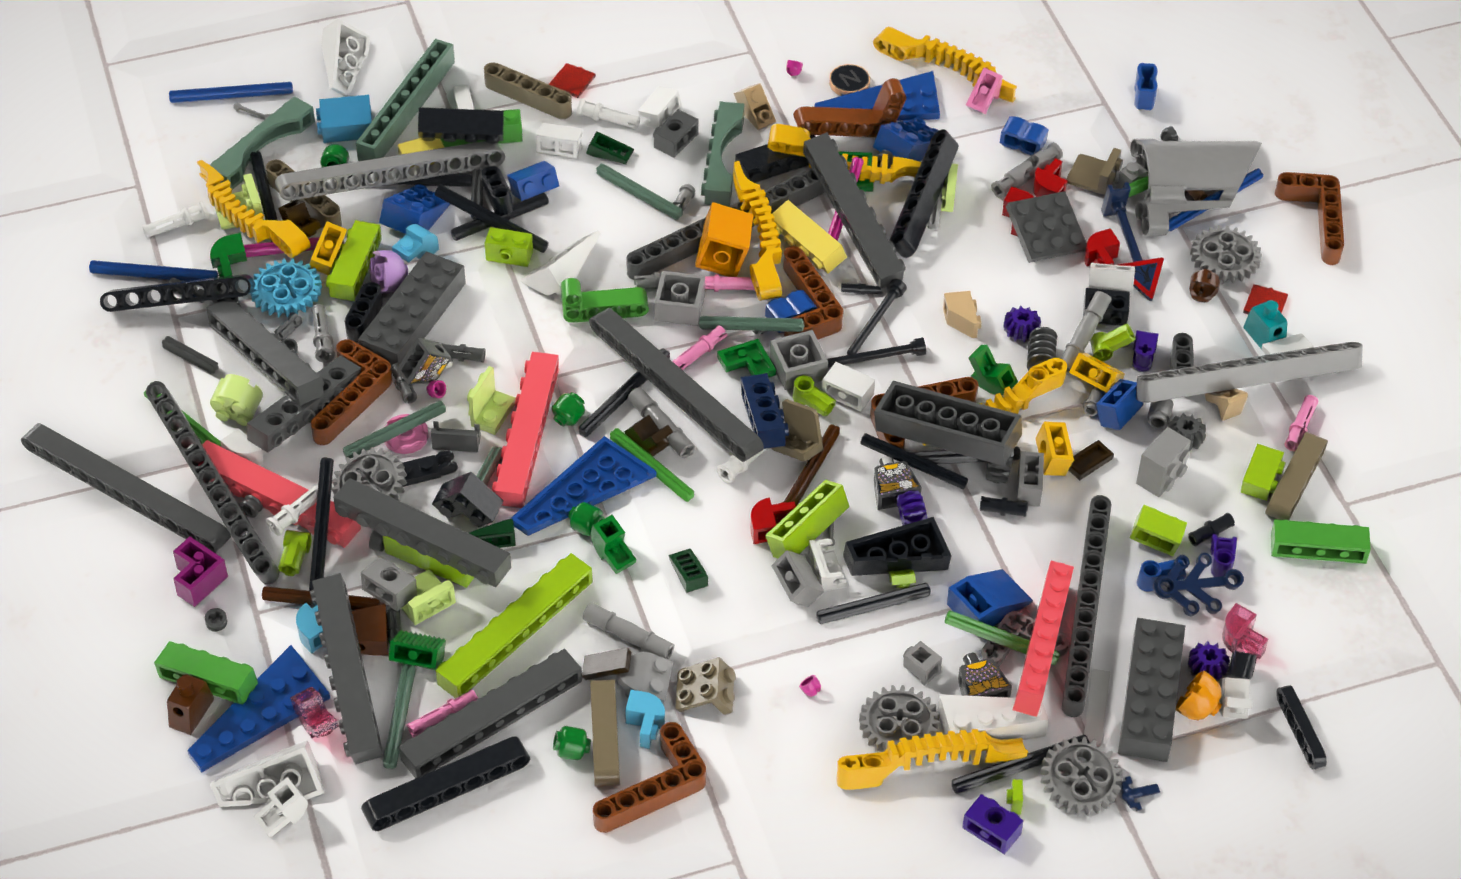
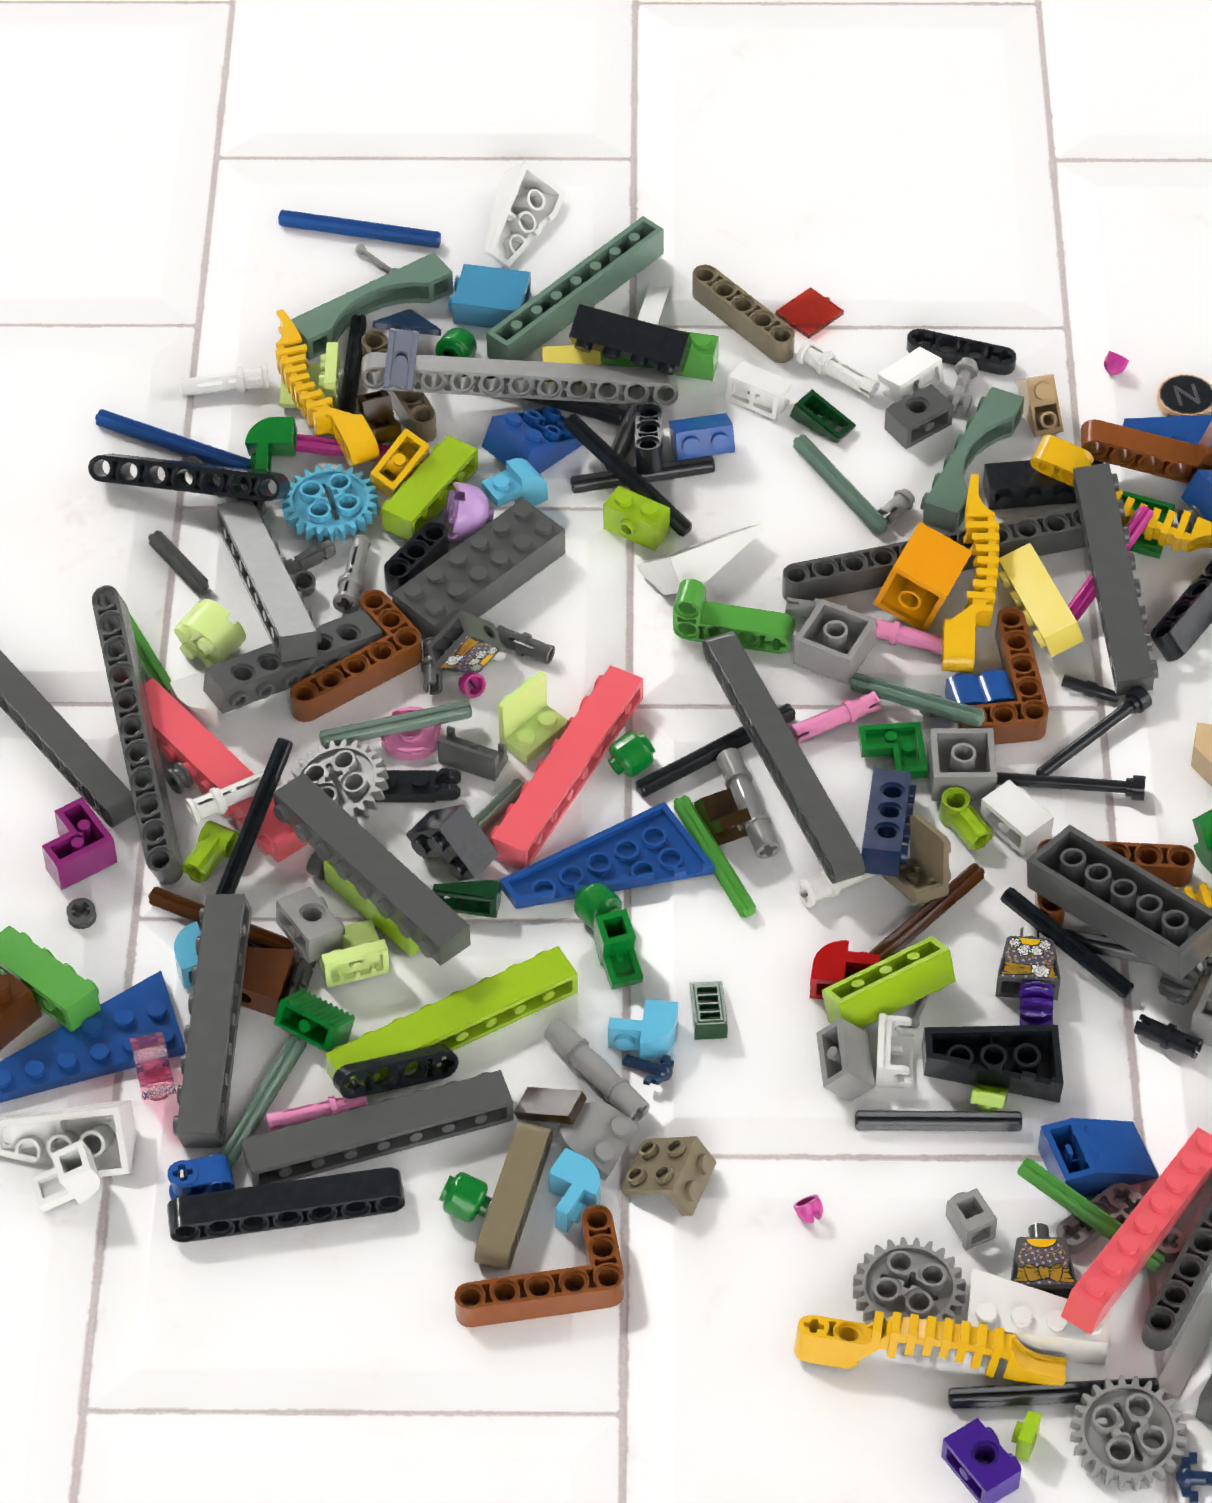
camera: 20 degrees right, 0 degrees up
(306, 165) = (402, 345): none -> piece
(377, 781) = (200, 1176): none -> blue piece
(491, 674) = (396, 1066): none -> black beam
(656, 597) = (652, 1035): none -> medium azure brick
(671, 622) = (660, 1072): none -> dark blue piece
(687, 80) = (962, 348): none -> black beam
(697, 94) = (966, 370): none -> light grey hinge

